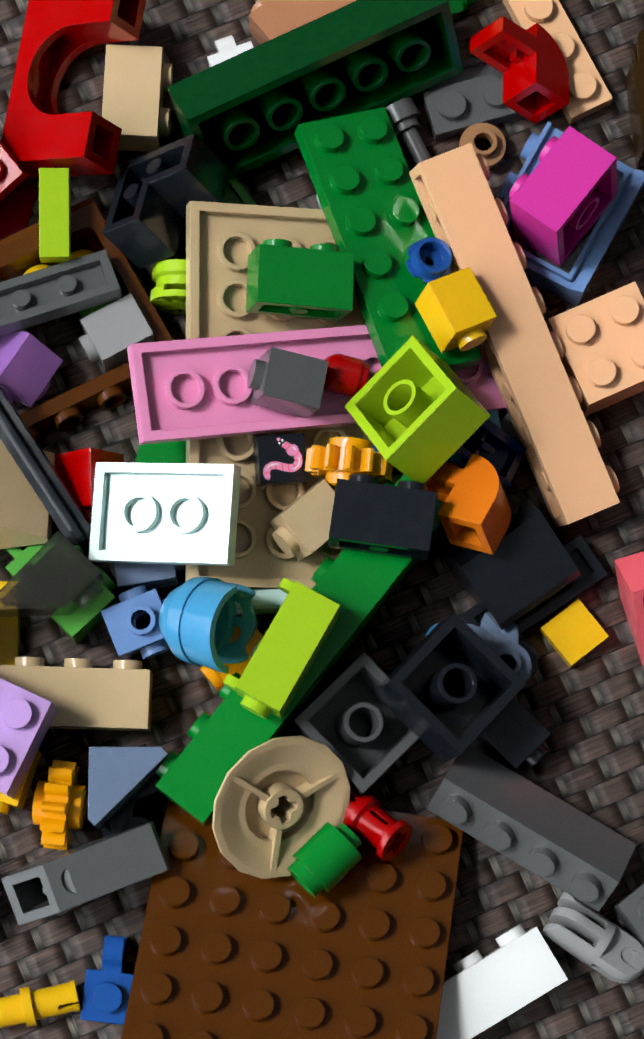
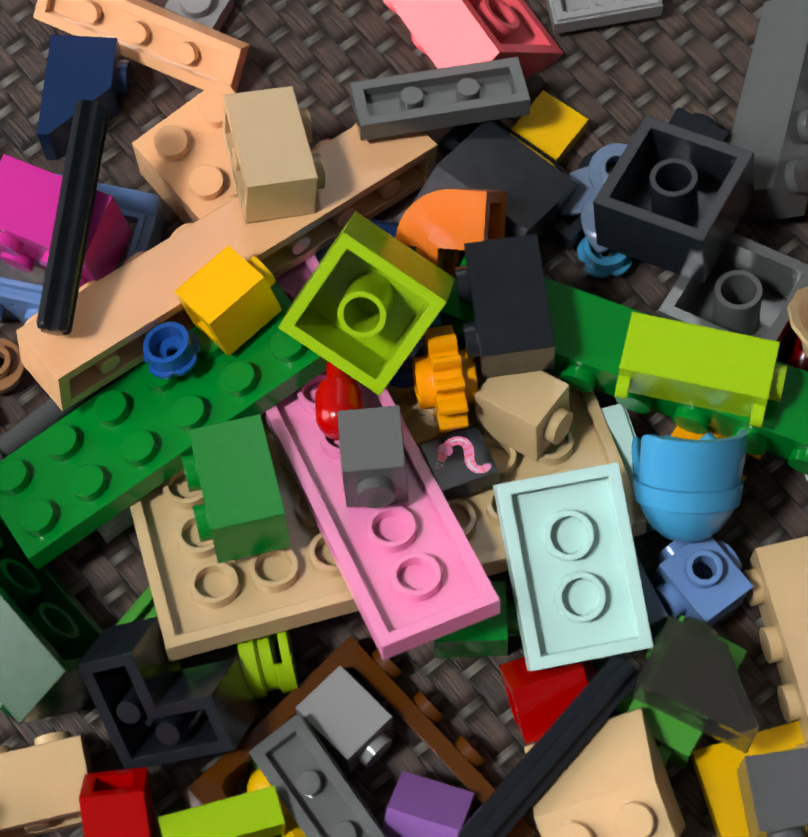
camera: 100 degrees left, 10 degrees down
(543, 196) = (73, 218): none -> black axle
(579, 377) = (271, 154): none -> tan brick
(604, 533) = (439, 98): none -> dark grey plate

